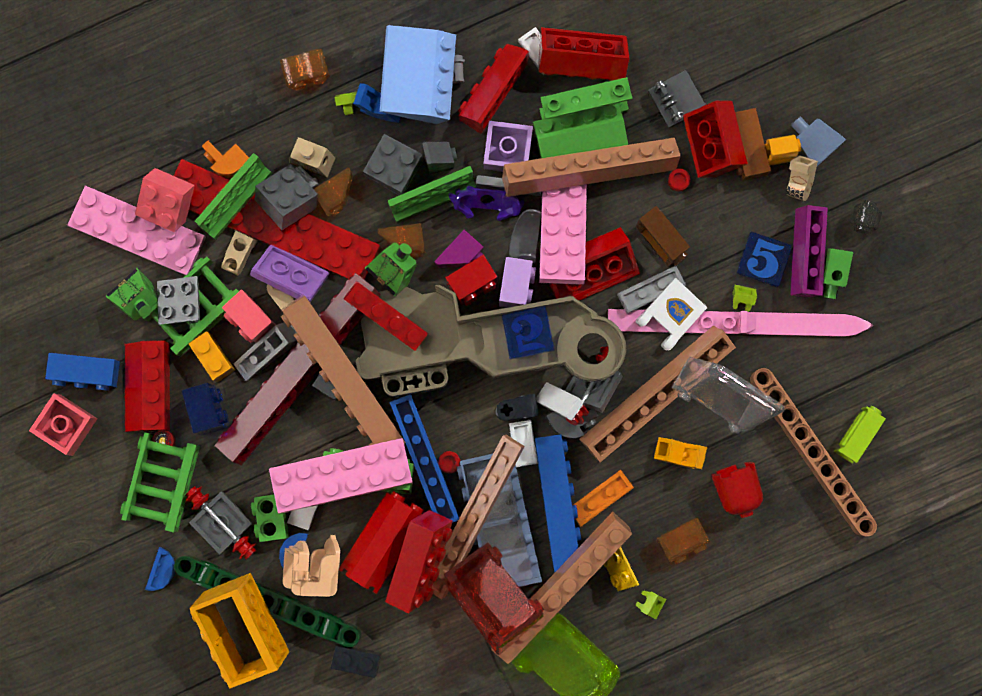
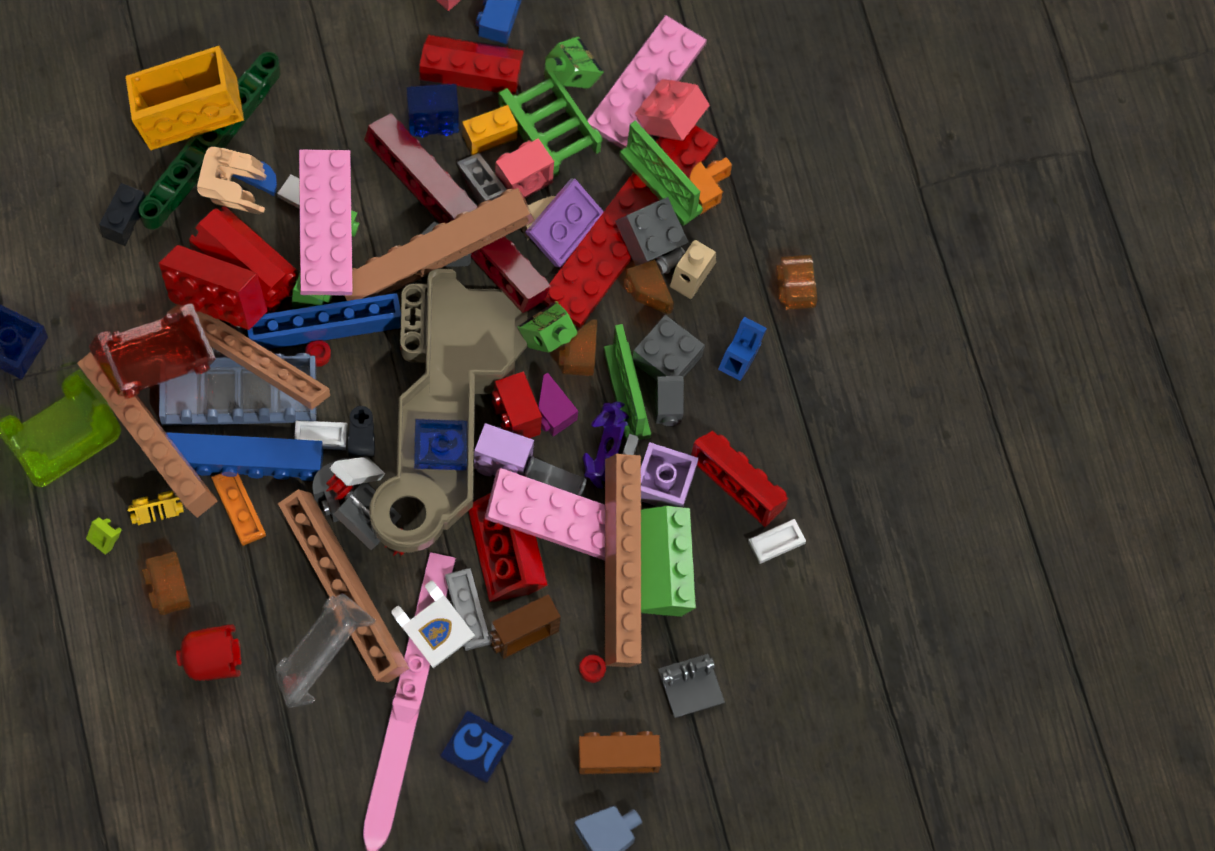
camera: 90 degrees right, 15 degrees down
(162, 570) = (264, 41): blue tile -> none
(164, 437) = (408, 70): tile -> none
(176, 497) = (364, 80): bright green fence -> none
(178, 300) = (556, 103): hinge -> none
(220, 522) = (306, 109): dark grey plate -> none
(238, 253) = (601, 177): tan leg -> none
(264, 518) = (285, 166): bright green brick -> none
(346, 100) = (754, 313): lime tile -> none
(385, 316) = (494, 307): red plate -> none
(418, 73) = (768, 393): light blue slope -> none
(458, 69) = (770, 444): light grey pin -> none
(583, 54) = (762, 584): red slope -> none
(587, 98) = (701, 569): bright green fence -> none
(680, 453) = (268, 598): light orange brick -> none
(715, 139) = (630, 709): red brick -> none
(744, 295) = (437, 711): lime tile -> none
(782, 149) = (603, 785): light orange brick -> none
(801, 177) = (565, 804): tan leg -> none
(809, 251) = (473, 794): magenta brick -> none
(815, 464) = (225, 762): nougat beam -> none
(839, 262) = (445, 820): bright green torso -> none
(860, 434) = (242, 811): lime window -> none

